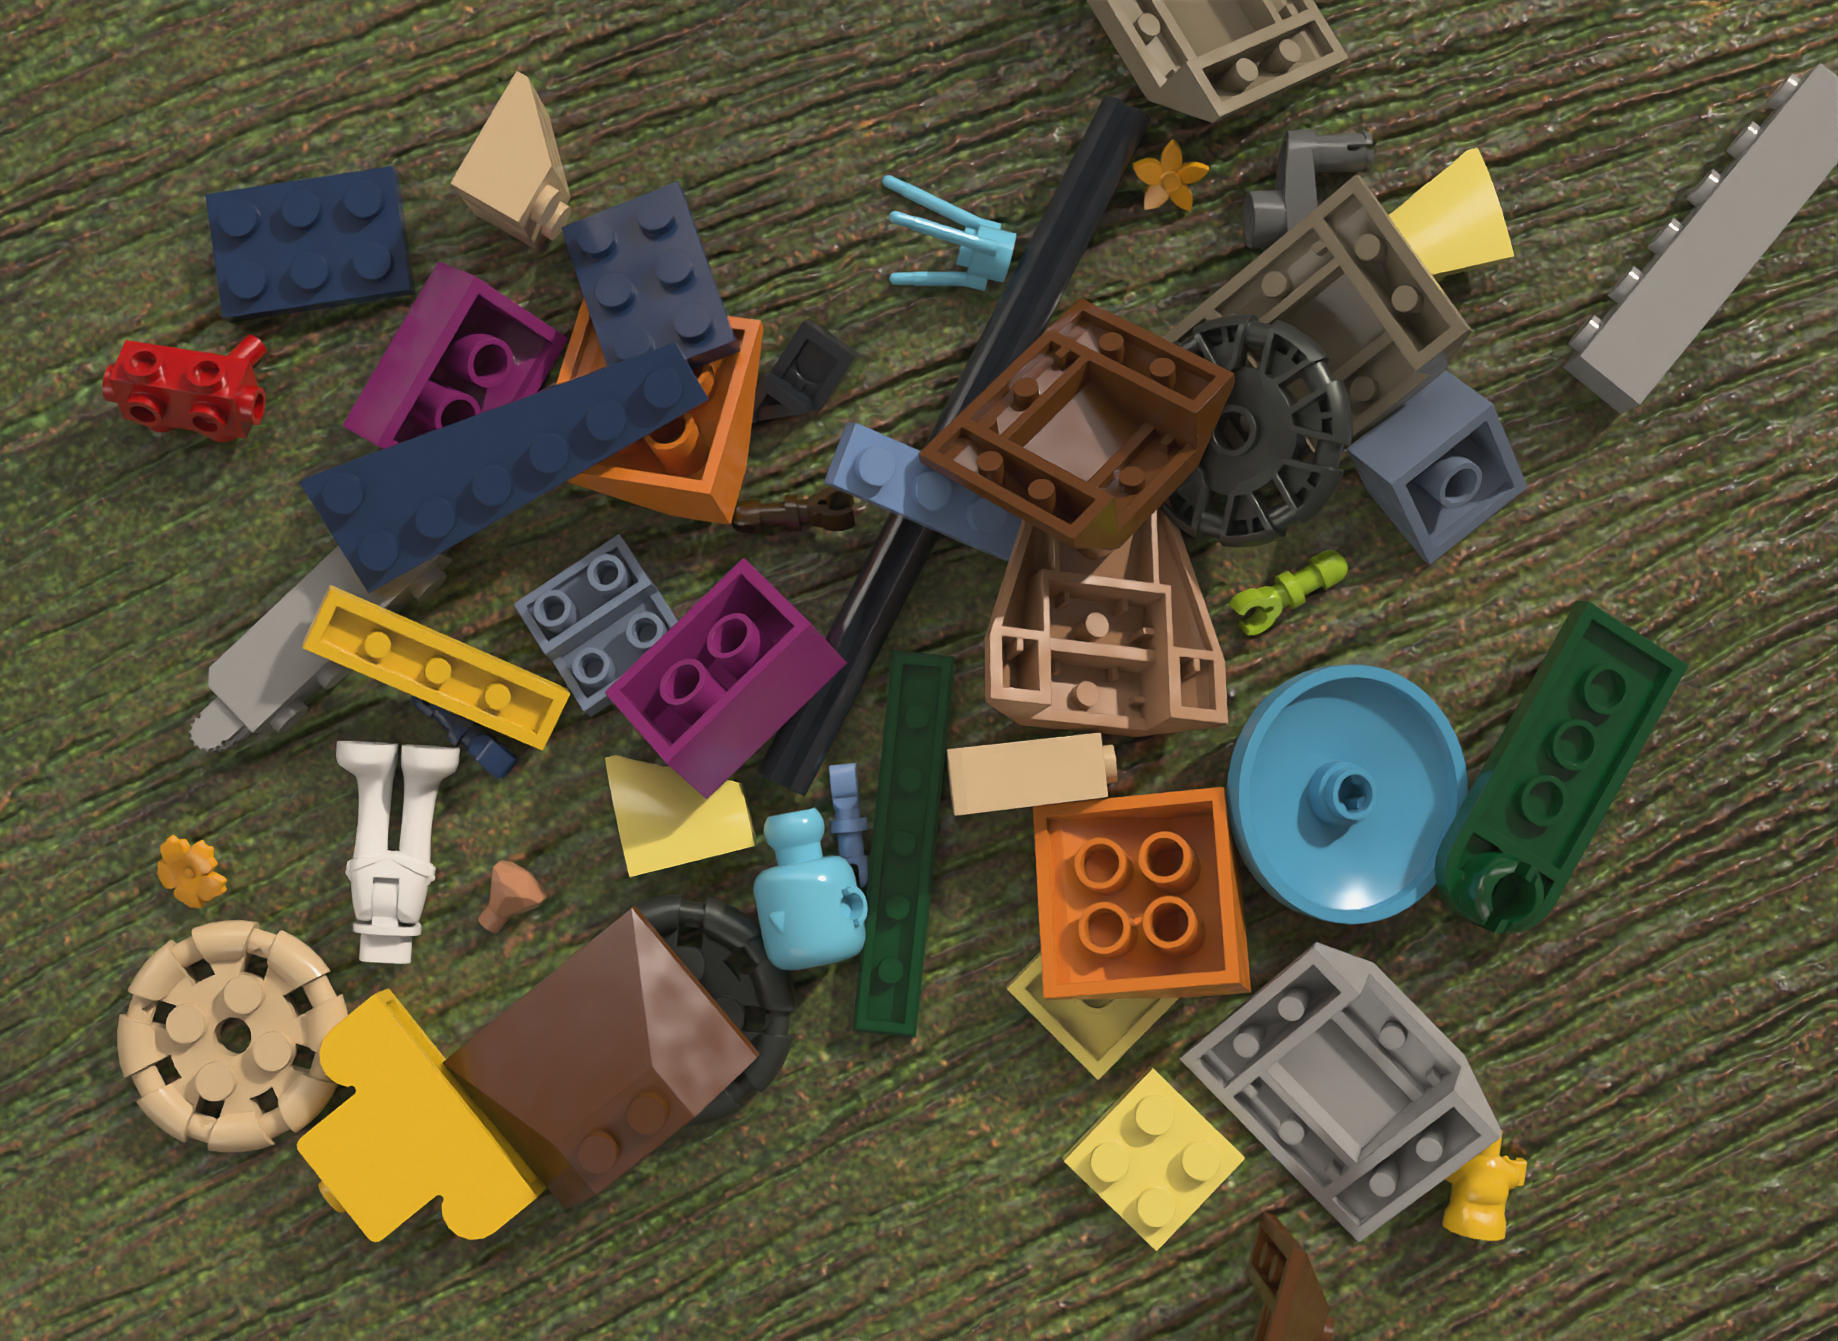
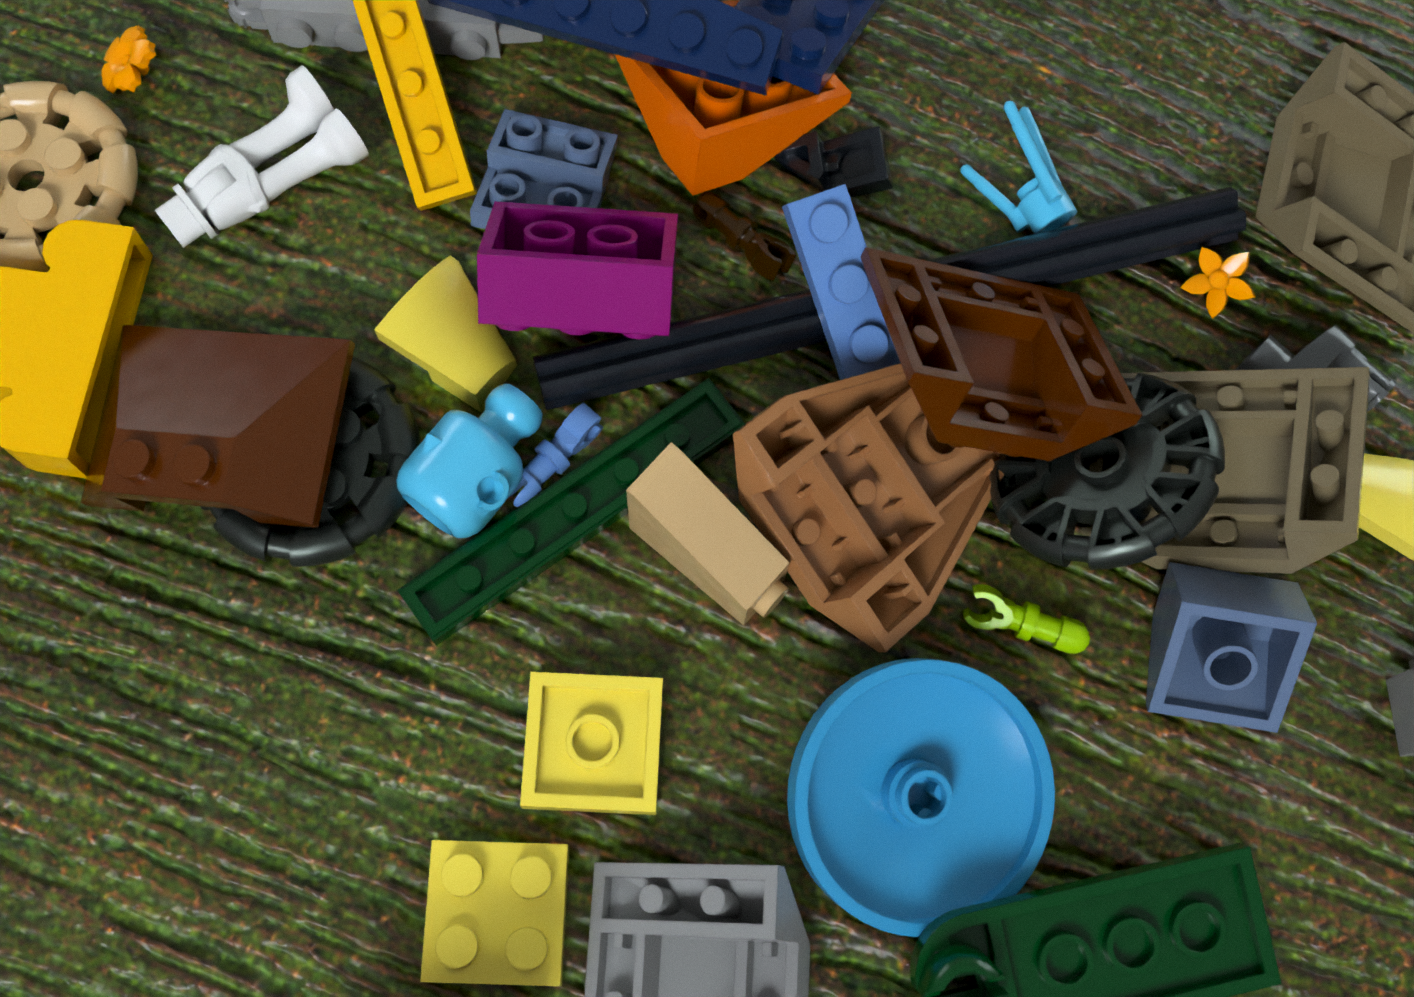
camera: 45 degrees right, 15 degrees down
(479, 743) = (384, 170): dark blue piece -> none
(511, 893) = (292, 270): nougat rock -> none
(1140, 897) = (692, 708): orange slope -> none

